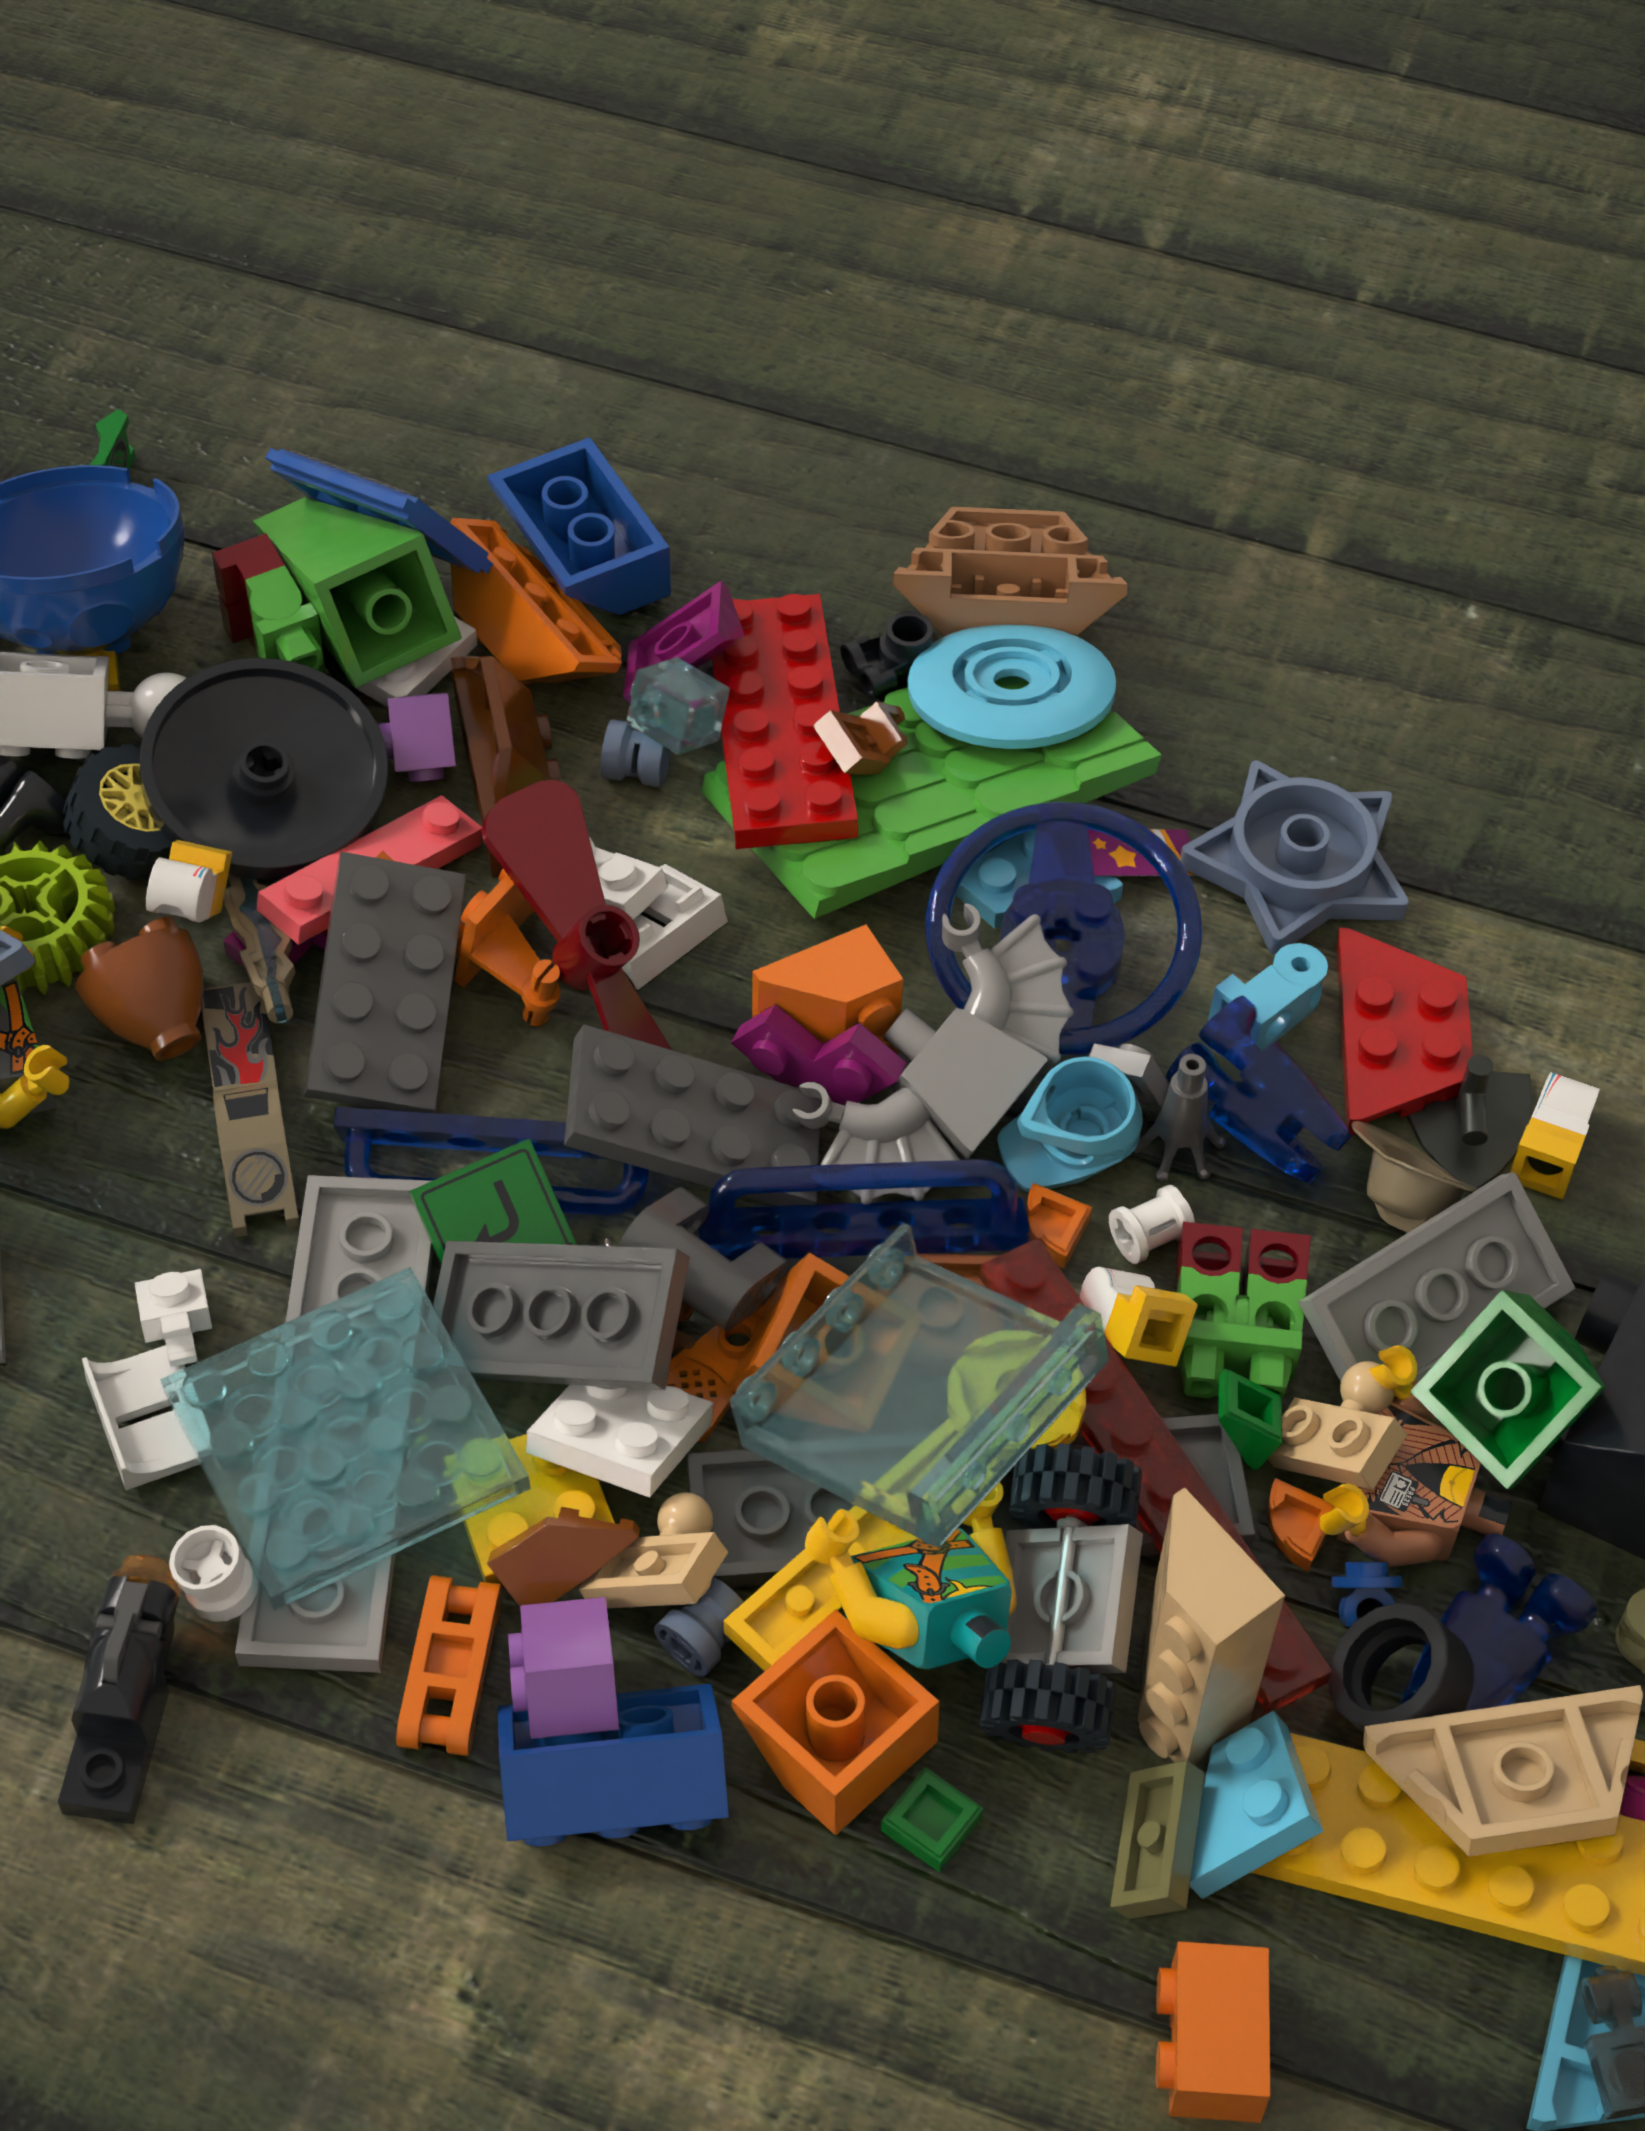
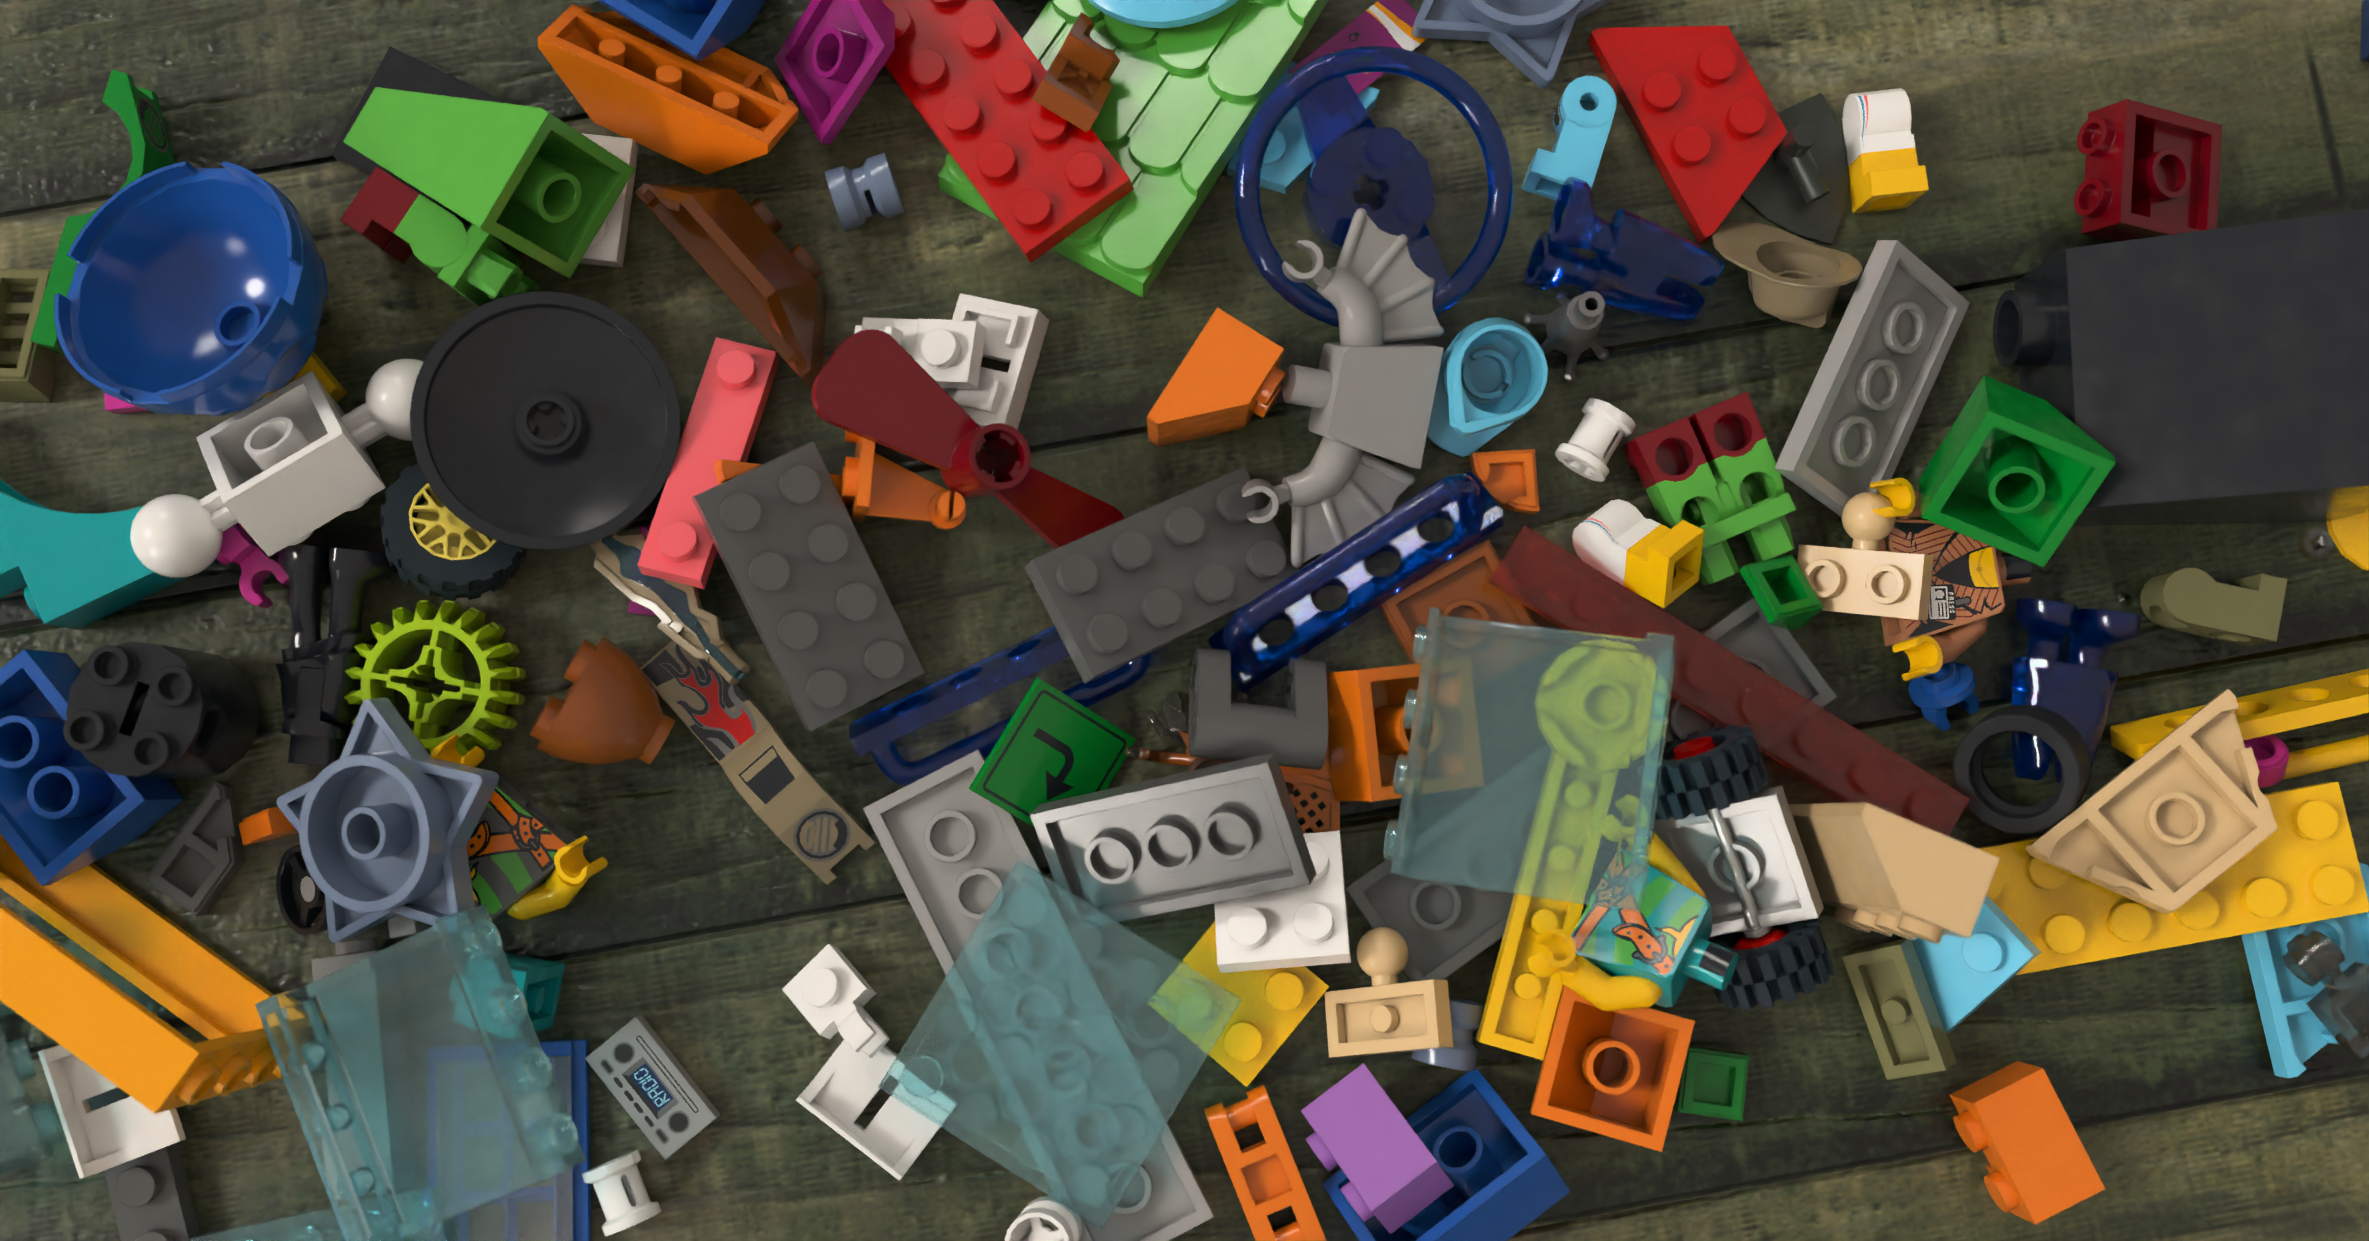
camera: 30 degrees left, 30 degrees up
(189, 881) = (570, 596): white leg -> none
(379, 500) = (468, 78): blue piece -> none
(419, 735) = (657, 289): medium lavender brick -> none
(558, 1555) = (1303, 1048): dark orange slope -> none
(677, 705) = (885, 137): clear light blue brick -> none
(847, 1066) = (1264, 440): magenta plate -> none
(1140, 1070) = (1499, 299): light grey plate -> none
(1295, 1522) = (1854, 654): orange tile -> none

